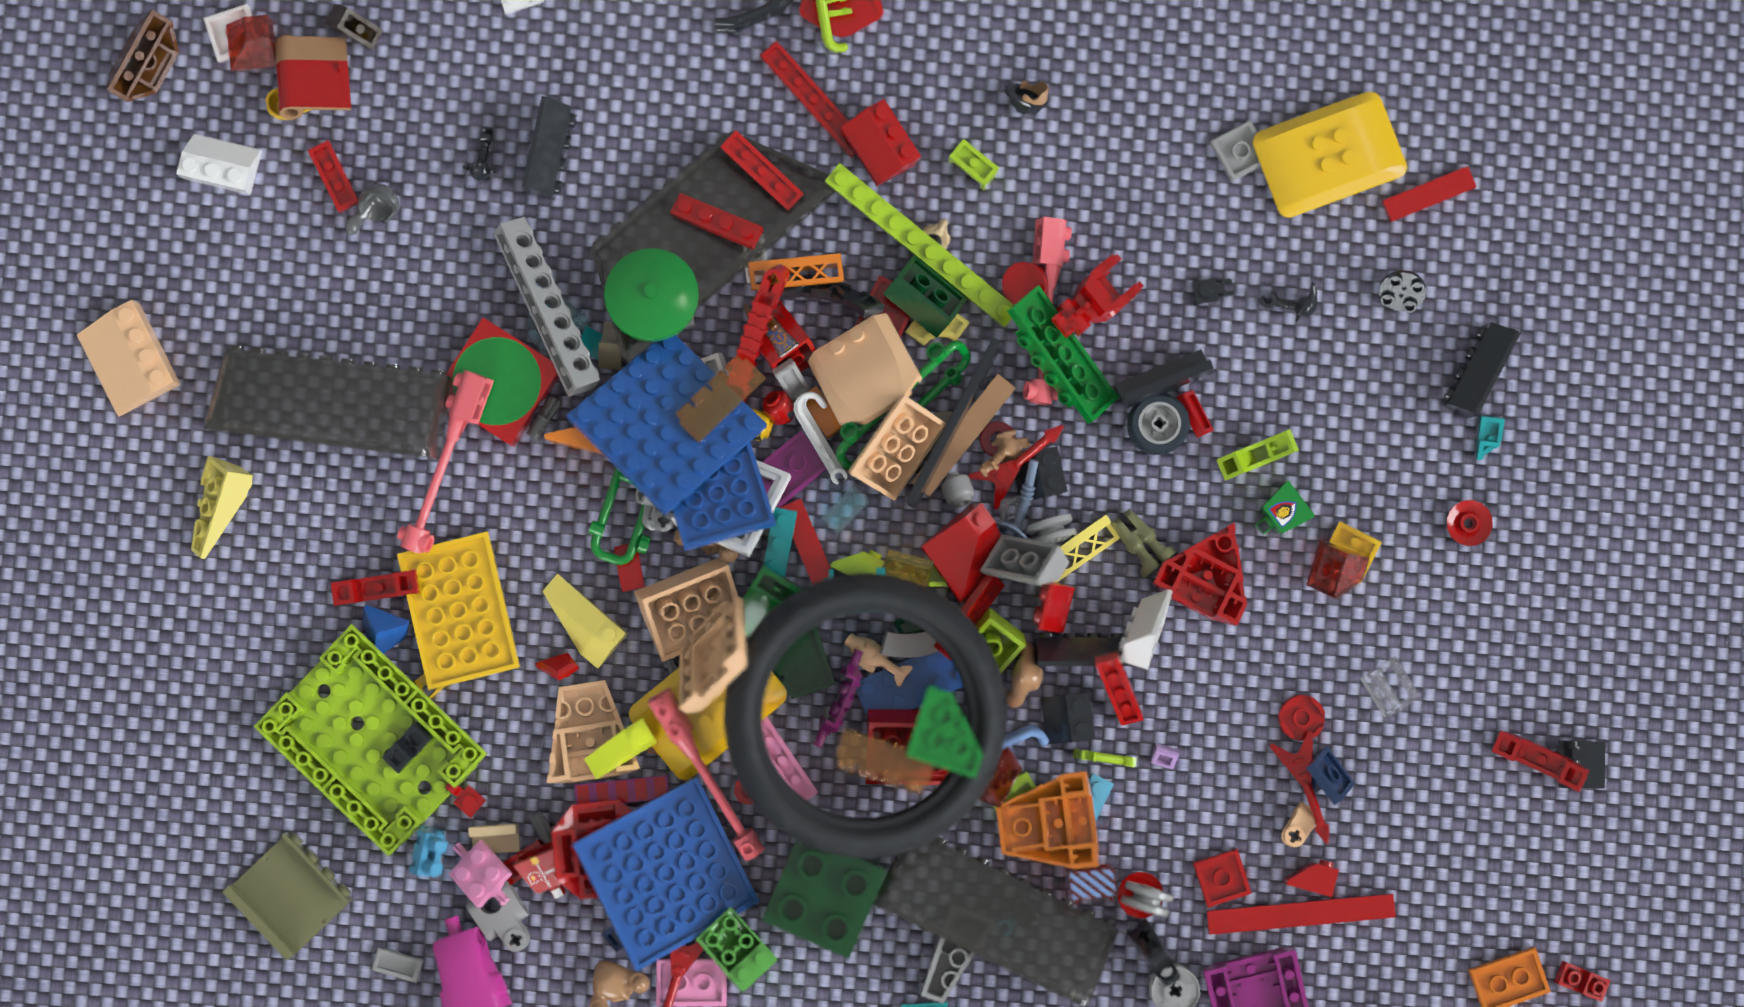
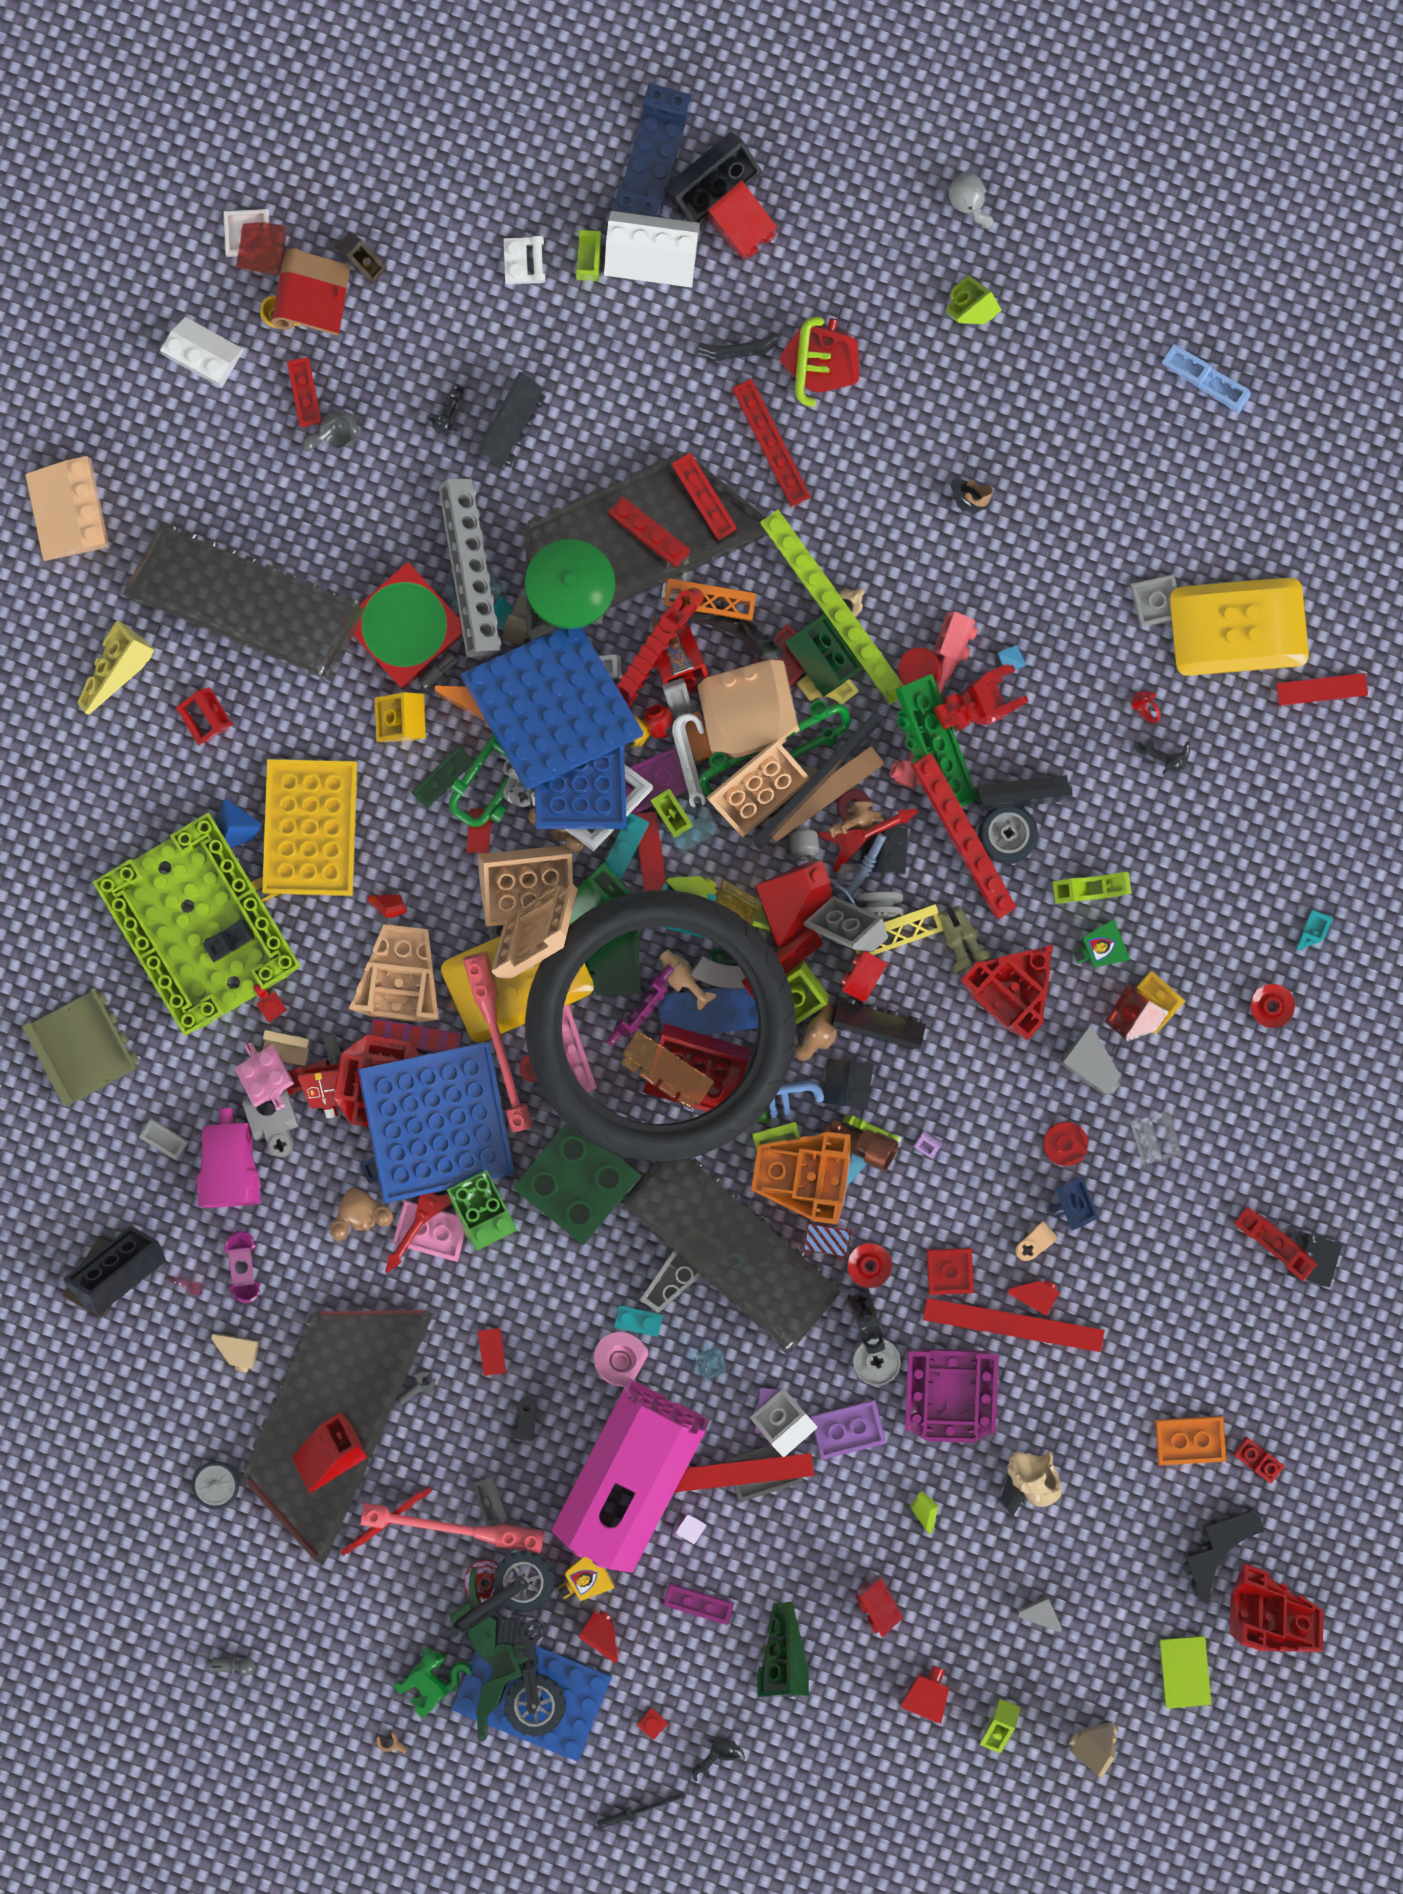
camera: 15 degrees right, 0 degrees up
(144, 58) = (158, 234): reddish brown wedge -> none
(328, 520) = (212, 711): none -> red tile
(375, 587) = (239, 785): red slope -> none
(428, 852) = (221, 1042): dark azure hips -> none
(464, 408) = (368, 640): coral bar -> none
(518, 475) = (400, 717): none -> yellow slope
(578, 523) = (443, 777): none -> dark green tile
(585, 623) = (425, 875): light yellow wedge -> none
(620, 748) = (426, 995): neon yellow slope -> none
(717, 404) = (603, 702): clear orange windscreen -> none
(817, 496) = (671, 813): none -> lime slope
(880, 142) = (822, 501): red slope -> none
(944, 736) = (727, 1061): green plate -> none
(974, 163) = (903, 544): lime panel -> none
(1003, 779) = (771, 1121): clear red slope -> none
(1112, 246) = (1012, 657): none -> dark azure slope
(1114, 776) = (874, 1148): none -> copper piece
(1115, 438) = (963, 836): none -> red plate
(1119, 688) = (902, 1067): red plate -> none
(1145, 629) = (942, 1020): white slope -> none
(1147, 898) = (873, 1268): light grey wheel -> none
(1197, 416) = (1046, 836): red tile -> none
(1207, 290) = (1089, 723): black plate -> none
(1252, 257) = (1139, 703): none -> red piece
(1297, 766) = (1047, 1186): red piece -> none
(1306, 629) = (1092, 1063): none -> light grey slope
(1412, 295) = (1279, 777): plate -> none
(1481, 369) = (1322, 866): black slope -> none

